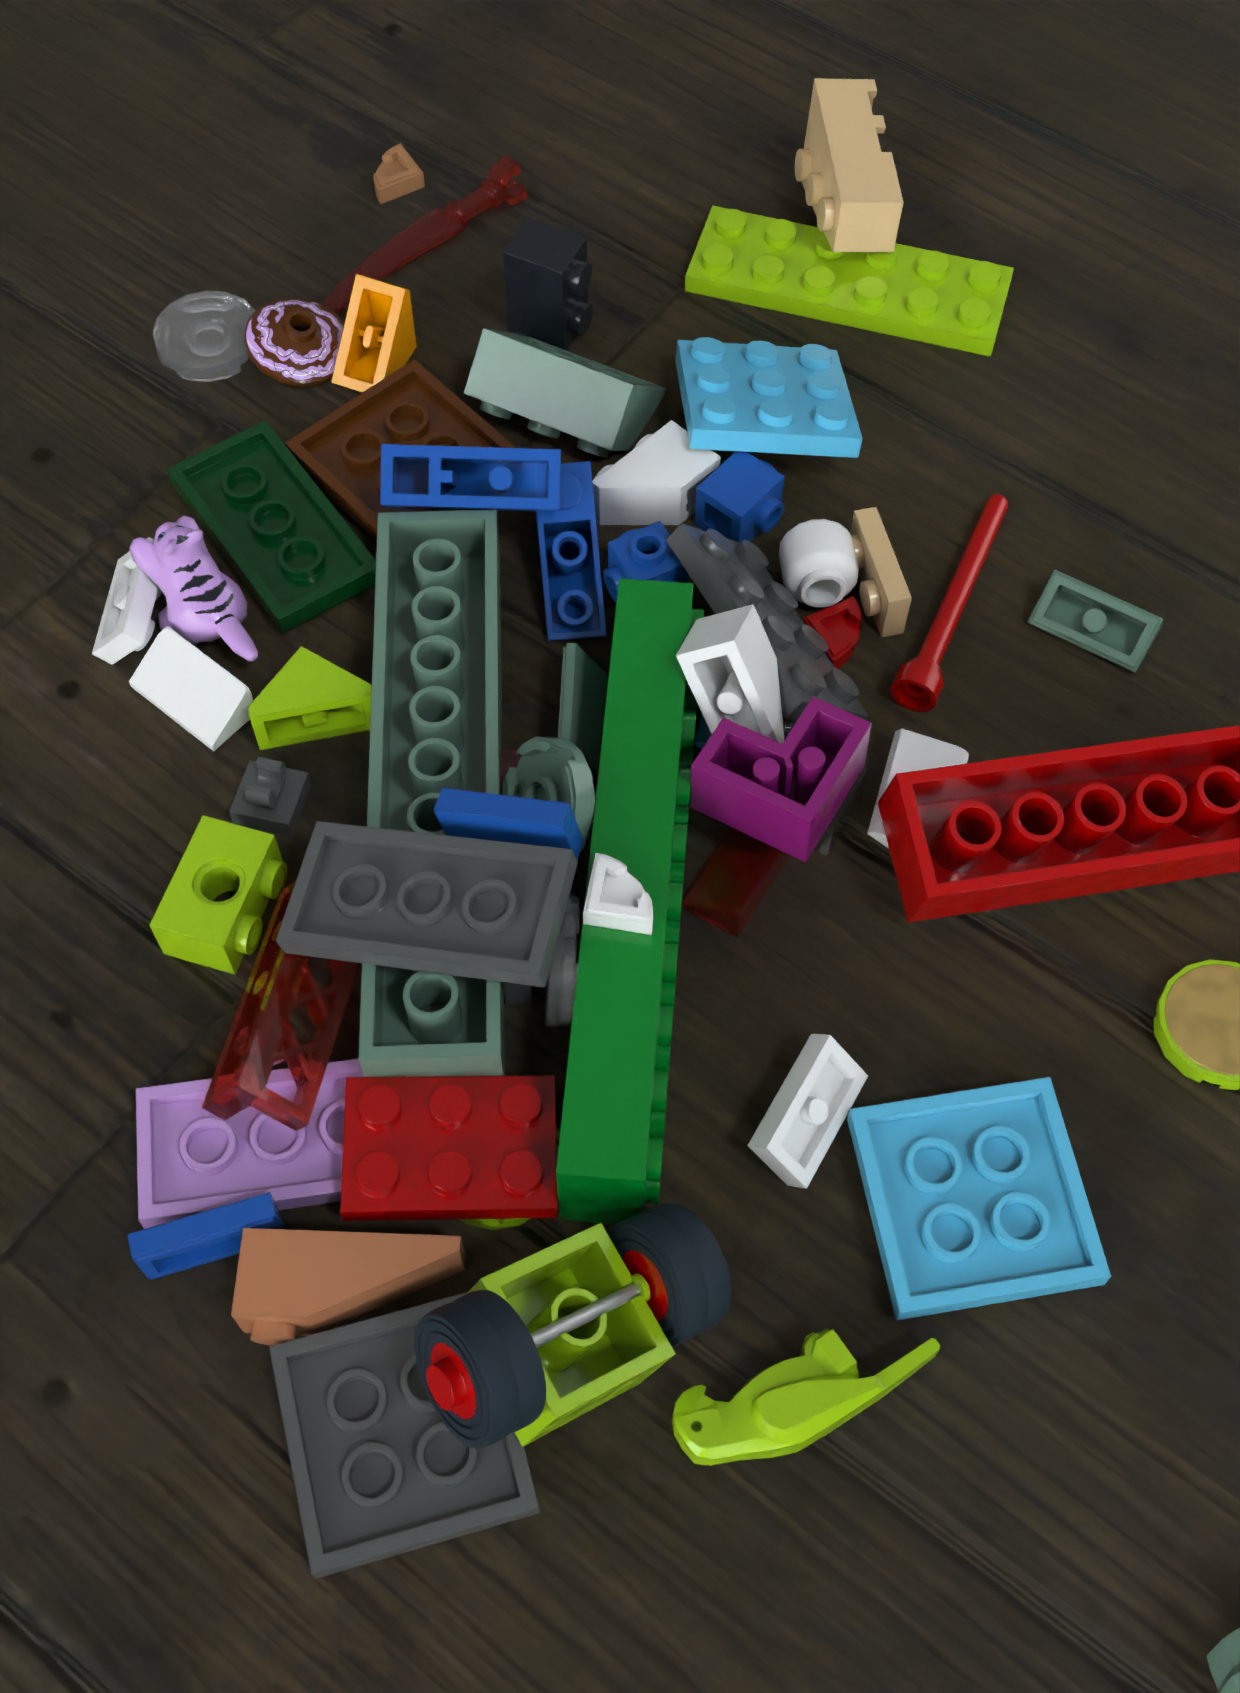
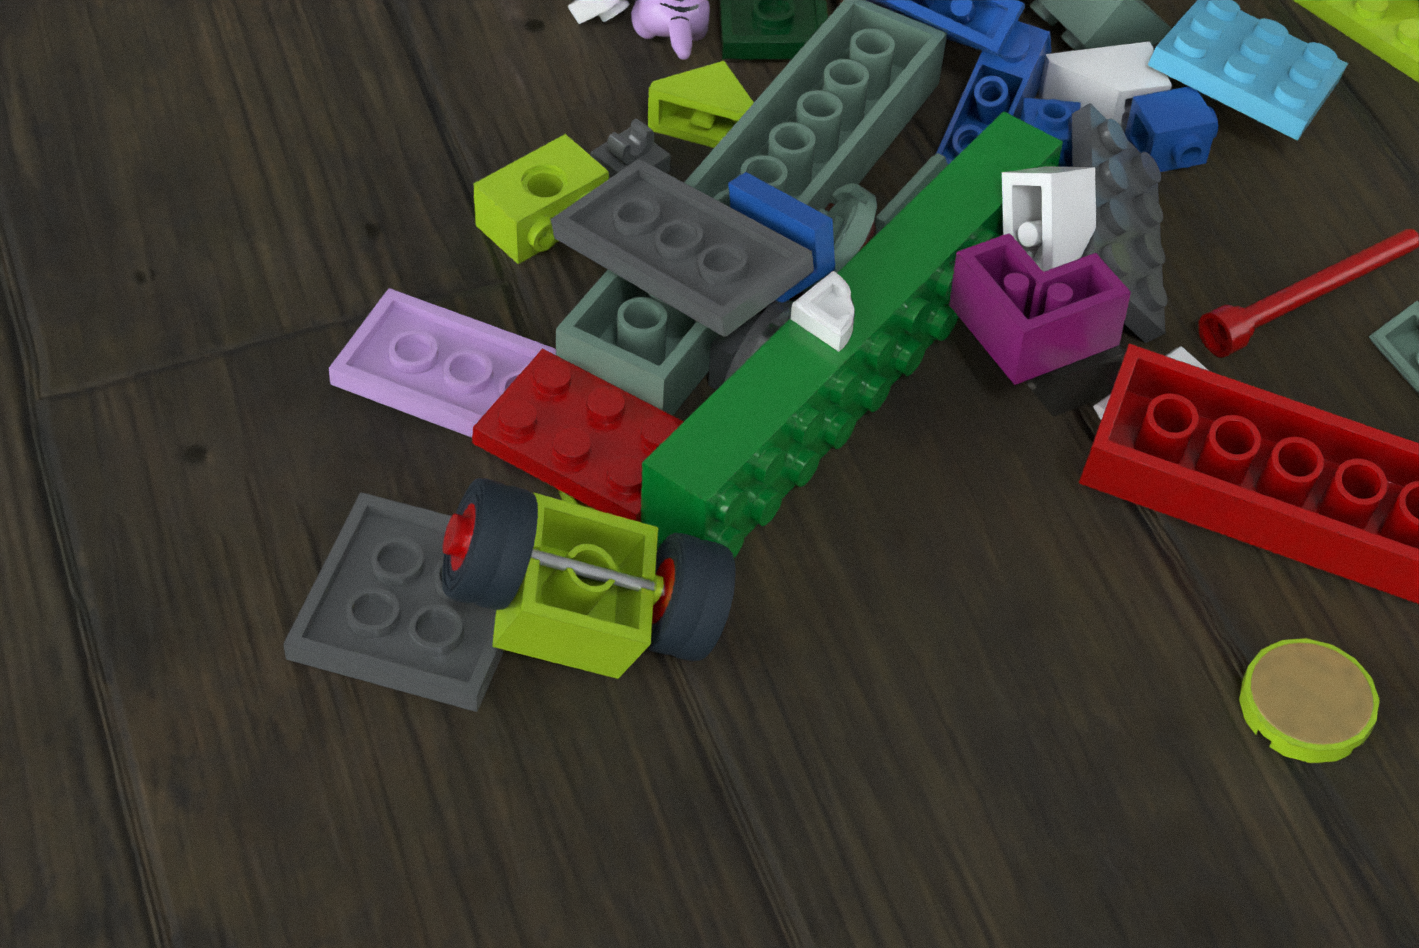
camera: 30 degrees right, 10 degrees down
(192, 689) = (623, 60): white slope -> none
(201, 1236) = (370, 404): blue tile -> none
(264, 1026) = (514, 283): clear red fence -> none
(326, 1278) = (422, 463): nougat slope -> none
(734, 881) = (964, 392): clear red slope -> none
(787, 1403) = (727, 745): lime animal -> none
(808, 1110) = (891, 565): white plate -> none
(818, 562) = (1204, 201): white head -> none
(839, 628) = (1187, 263): red tile -> none
(882, 583) = (1245, 248): tan plate -> none
(976, 1198) = (985, 698): medium azure plate -> none

